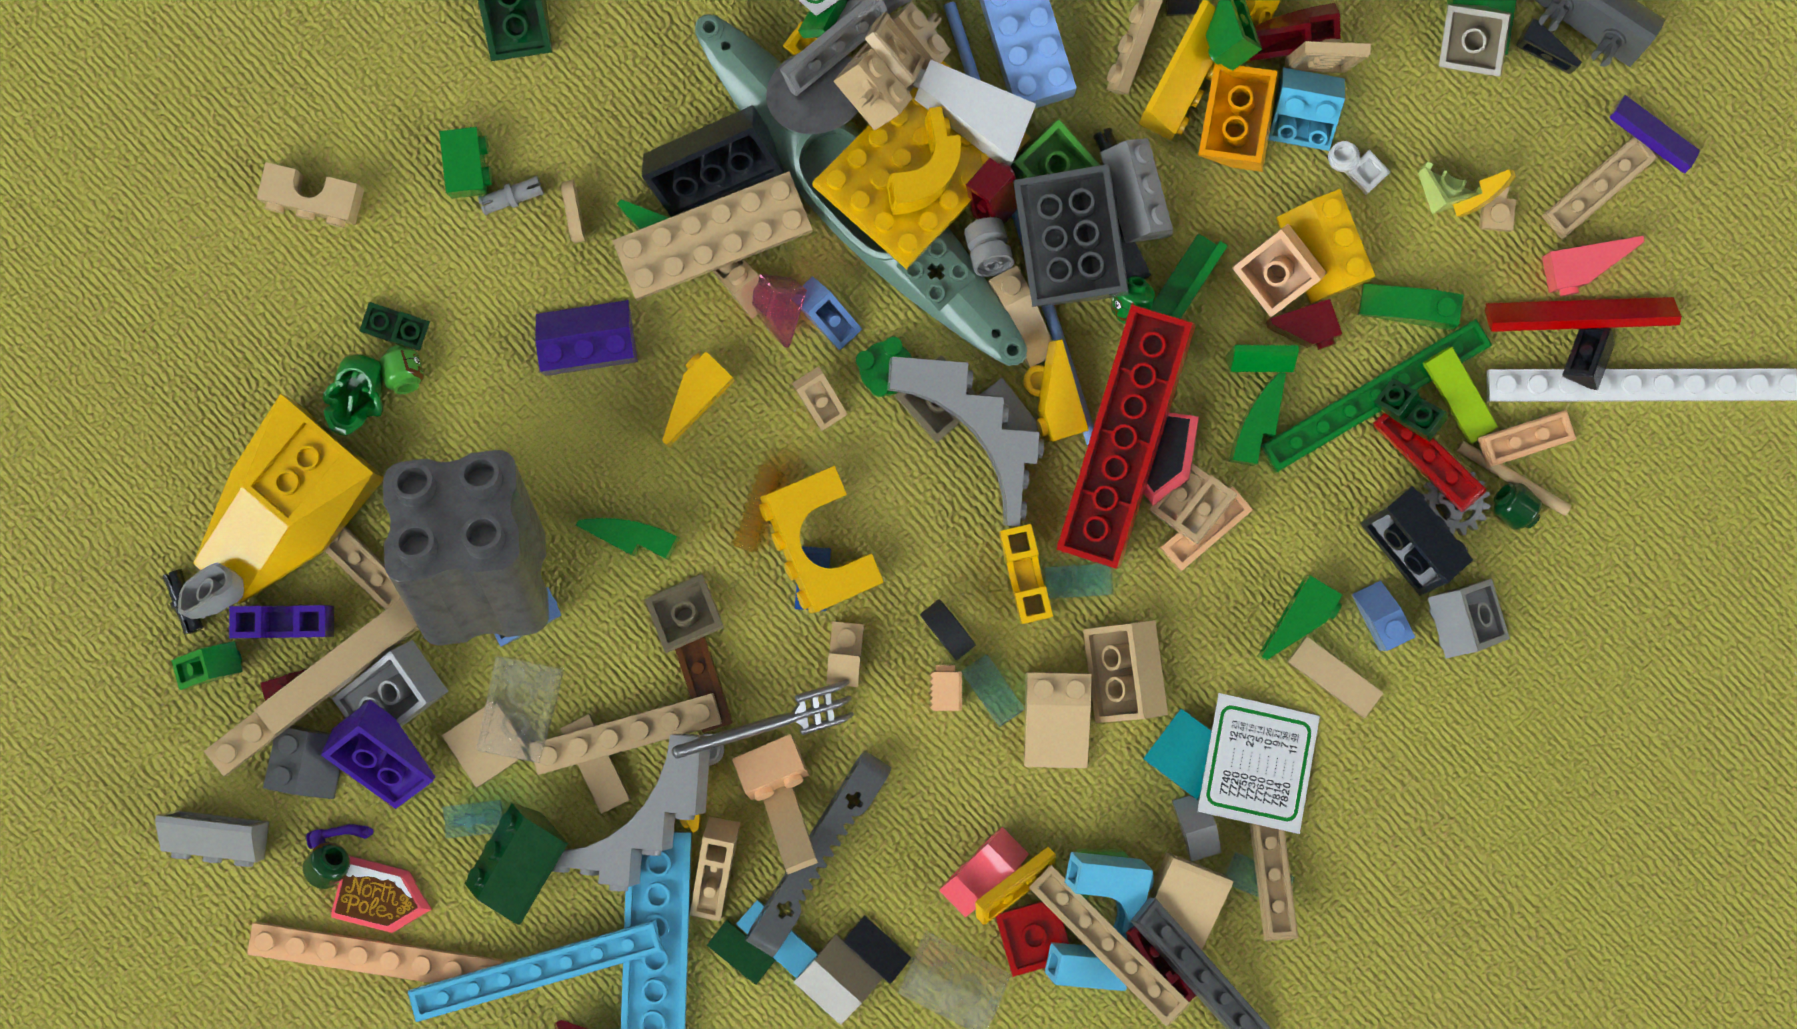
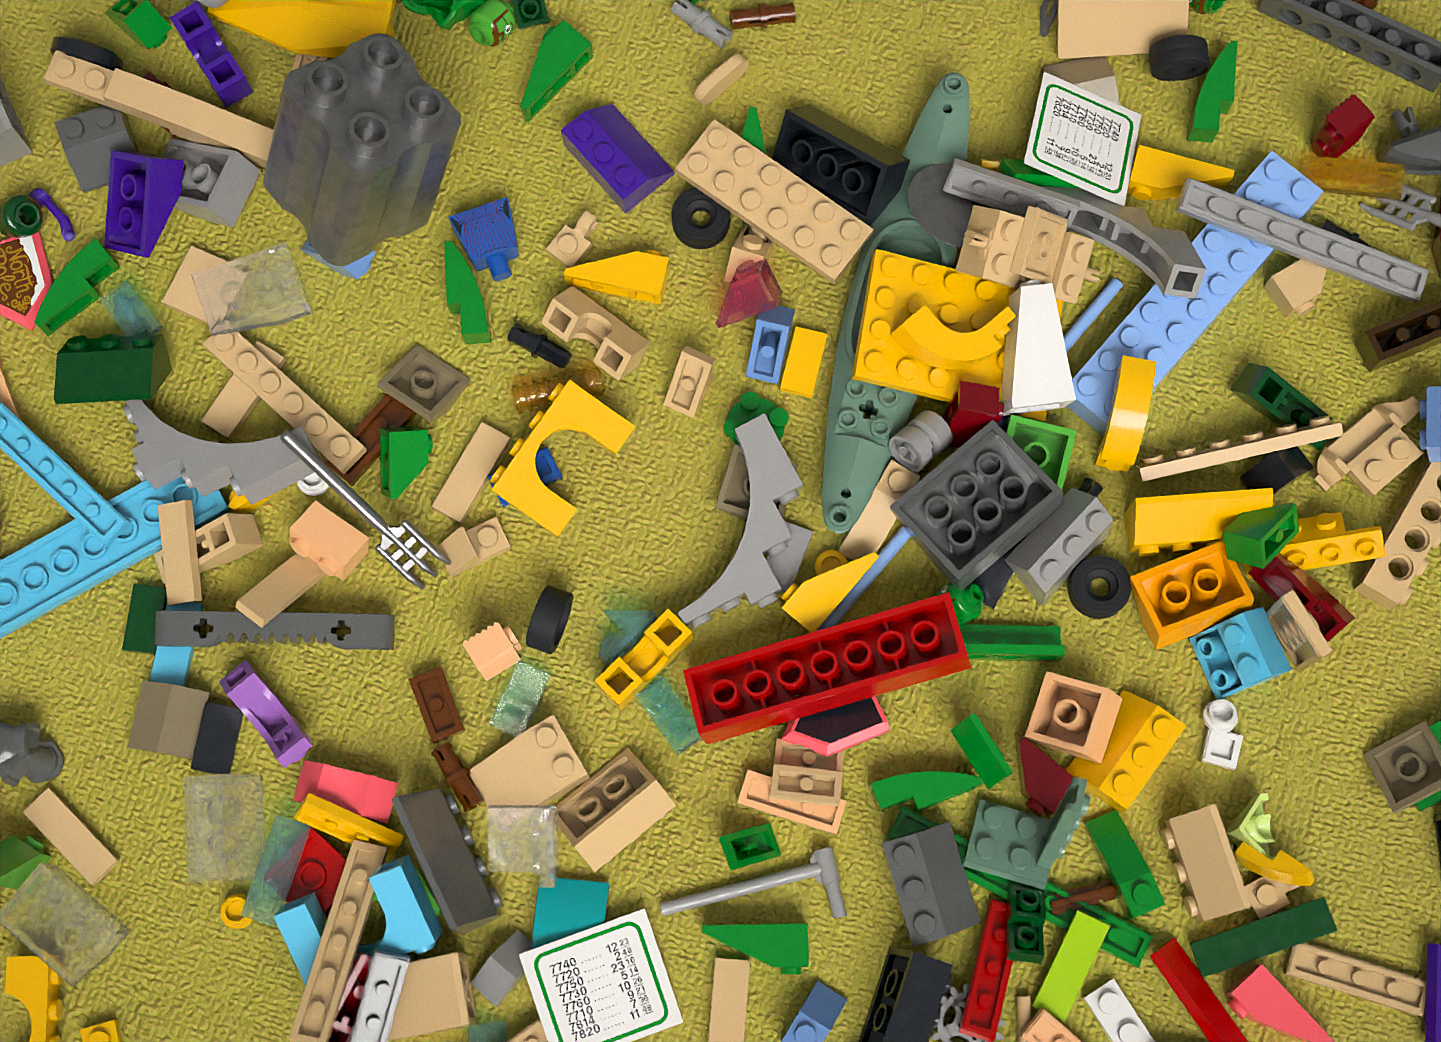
camera: 60 degrees right, 10 degrees down
(217, 728) = (86, 51): none -> black wheel
(417, 851) = (75, 287): none -> green slope
(470, 335) = (558, 60): none -> green slope
(538, 142) = (762, 16): none -> reddish brown pin
(591, 486) = (488, 237): none -> blue torso
(639, 422) = (572, 245): none -> tan plate
(689, 320) = (694, 235): none -> black tyre
(707, 893) = (179, 552): none -> tan tile
(709, 452) = (578, 316): none -> tan arch
(710, 500) = (539, 345): none -> black axle
(738, 667) = (402, 457): none -> green slope
(782, 619) = (471, 473): none -> tan tile
(857, 296) = (803, 362): none -> yellow tile
(885, 897) = (266, 713): none -> medium lavender arch
(957, 759) = (437, 705): none -> reddish brown plate
(991, 567) = (631, 626): none -> clear light blue slope
(1014, 962) = (276, 870): none -> clear light blue tile
(1024, 777) = (457, 777): none -> reddish brown pin
(1024, 1010) = (231, 911): none -> yellow plate
(1071, 68) = (1127, 414): none -> yellow arch
(1092, 822) = (448, 859): none -> dark grey slope
(1110, 754) = (524, 840): none -> clear bracket
(1201, 171) = (1099, 606): none -> black tyre
(1221, 583) = (749, 846): none -> green slope
(1270, 537) = (822, 867): none -> light grey bar
(1335, 461) = (931, 883): none -> dark grey slope
(1350, 370) = (1024, 844): none -> sand green bracket
(1413, 349) = (1104, 891): none -> reddish brown axle
(1450, 244) = (1205, 864): none -> tan slope
(1528, 236) = (1263, 936): none -> dark green tile

